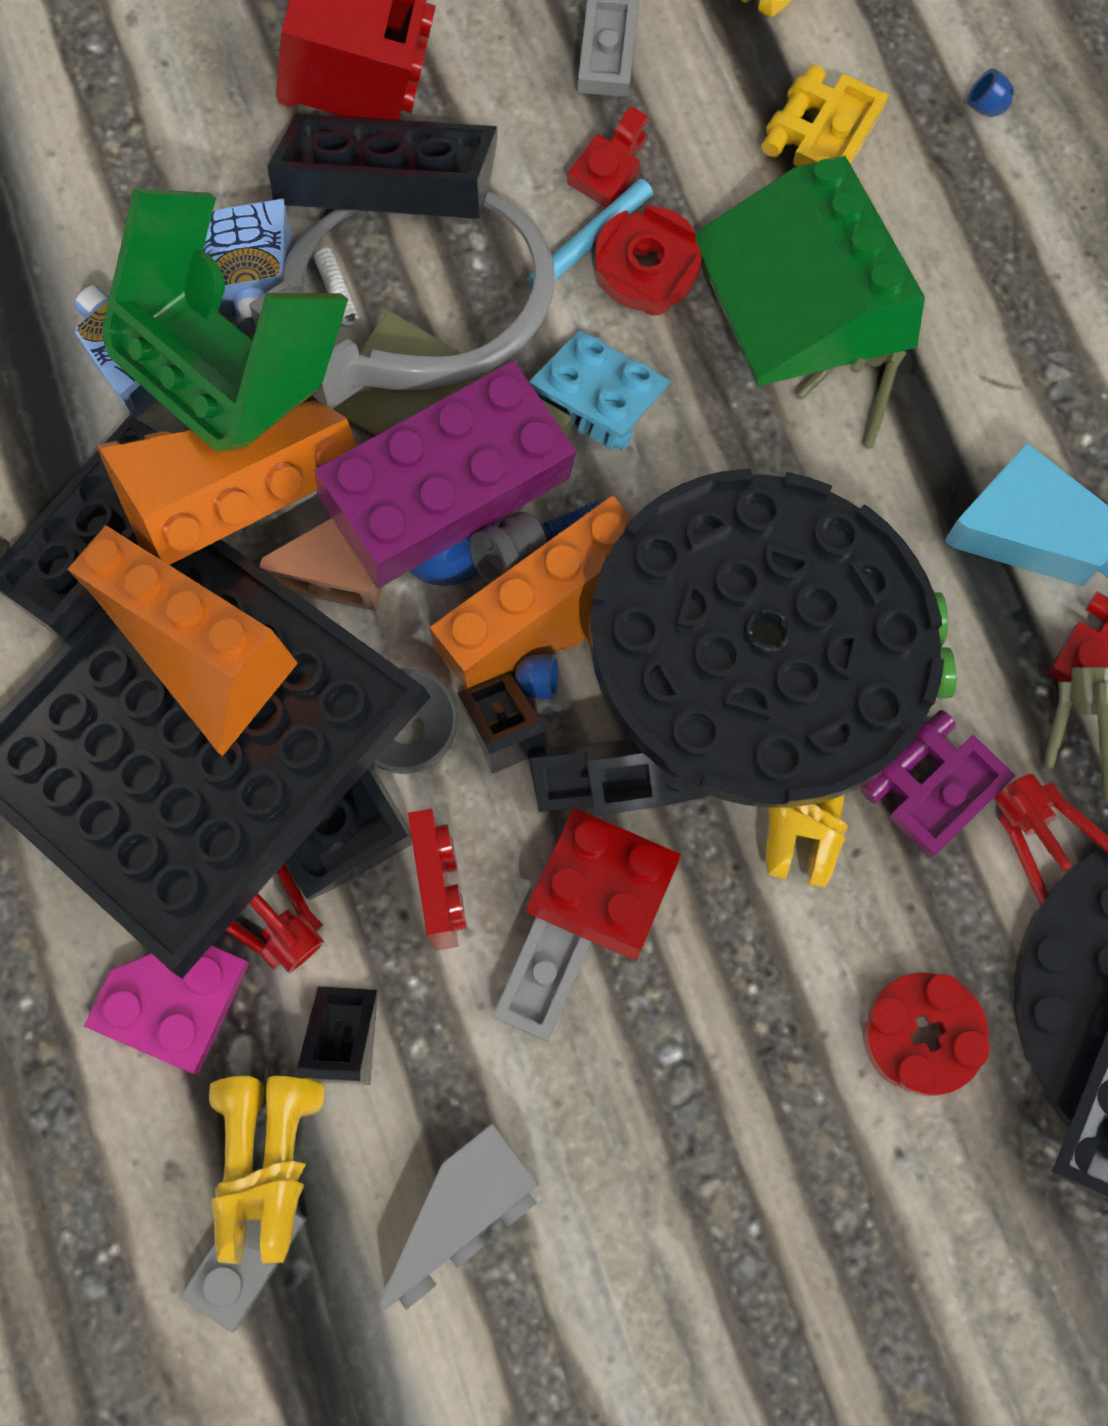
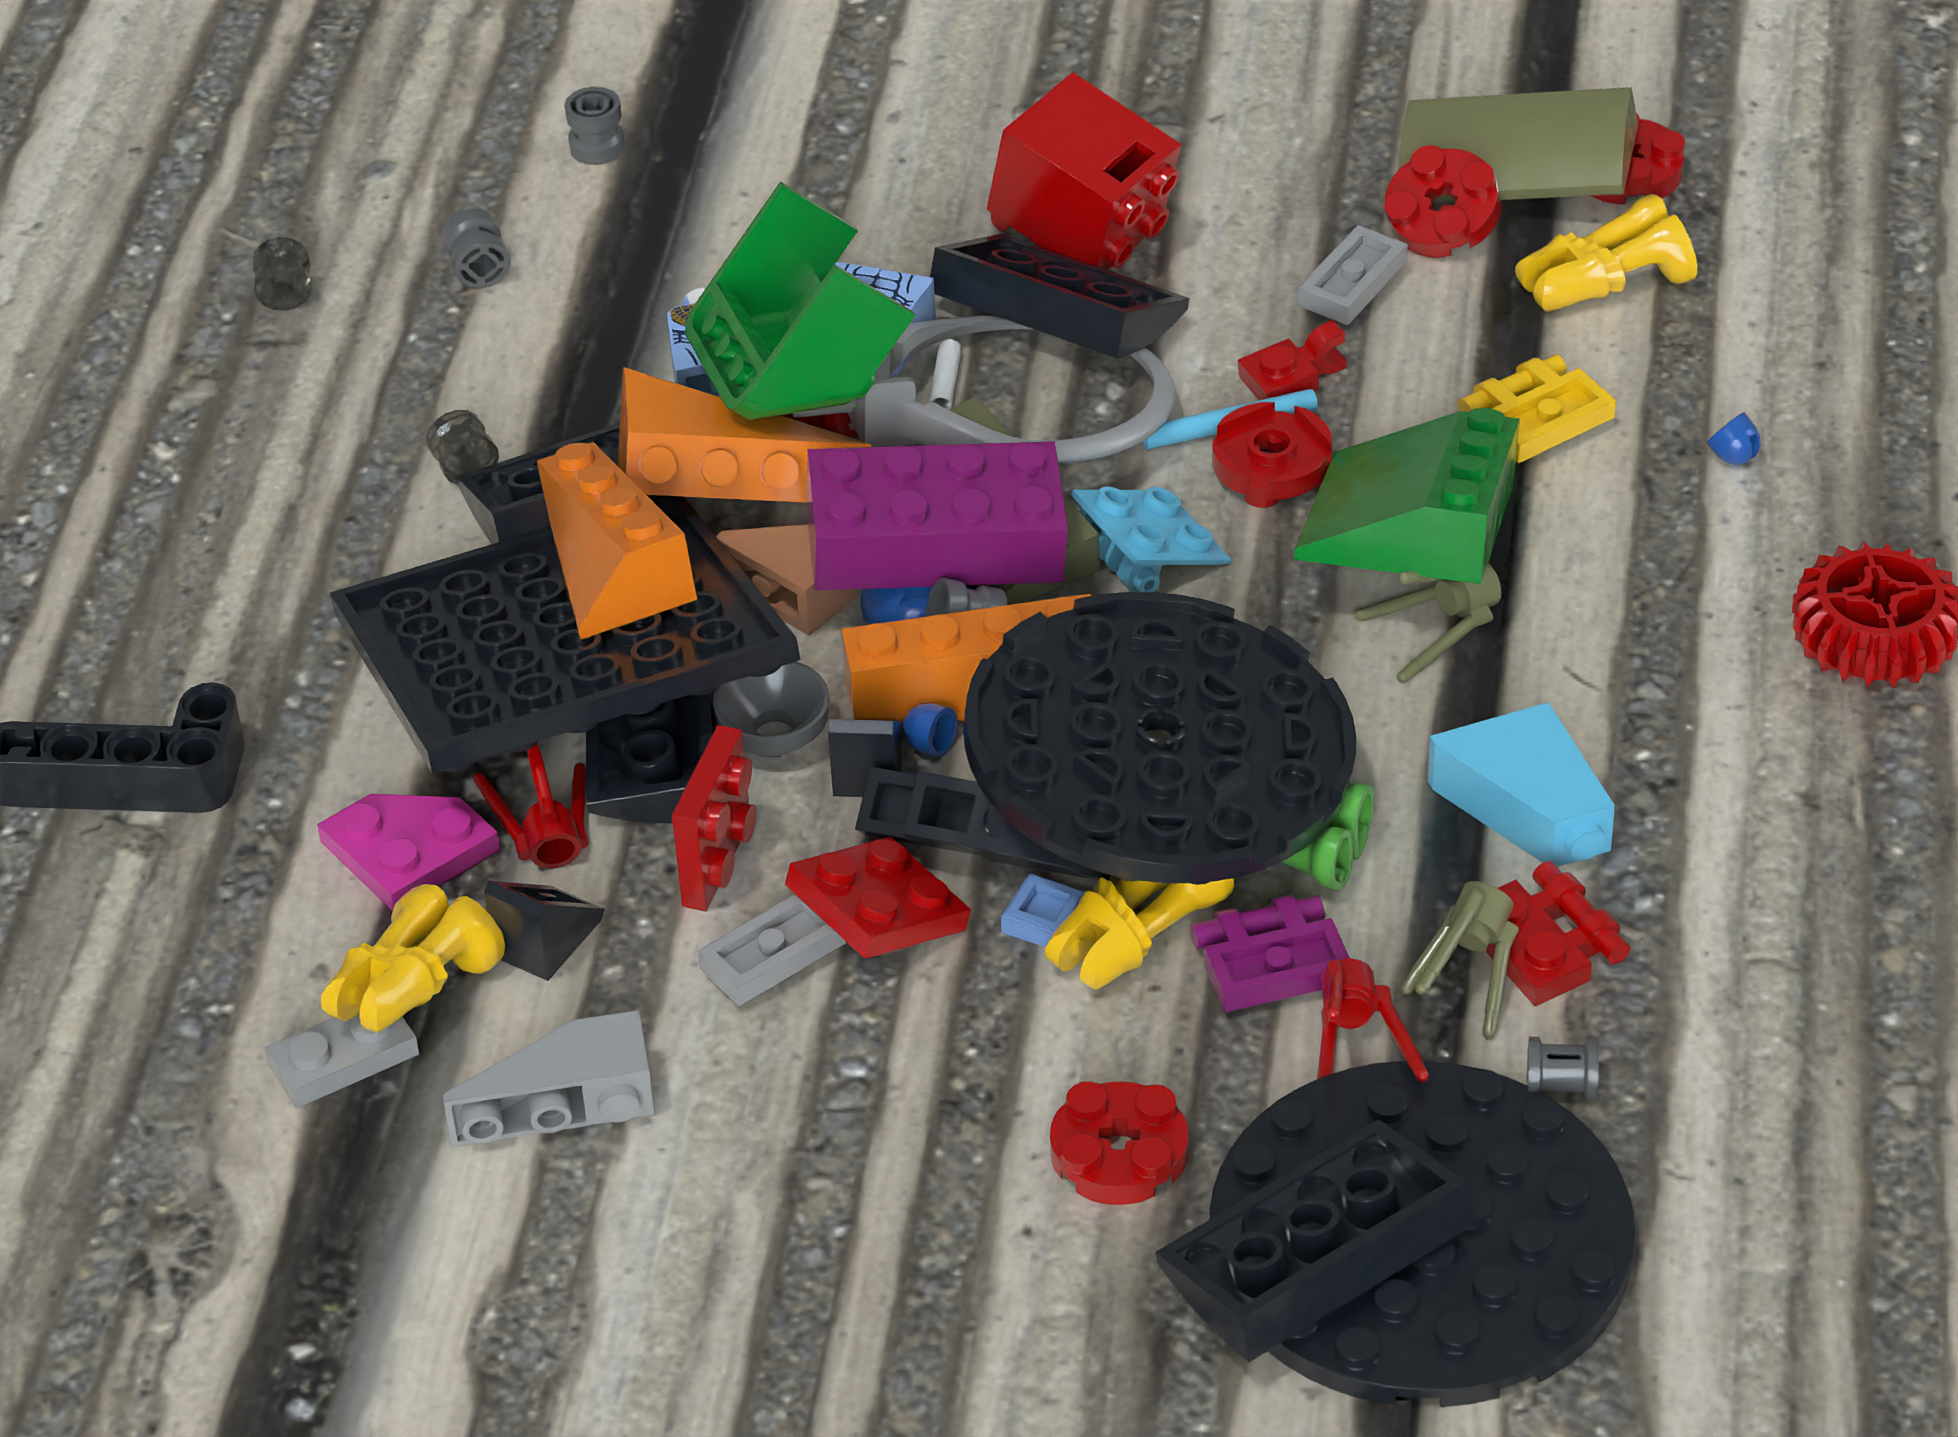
camera: 30 degrees right, 30 degrees down
(733, 826) = (1039, 909): none -> medium blue tile

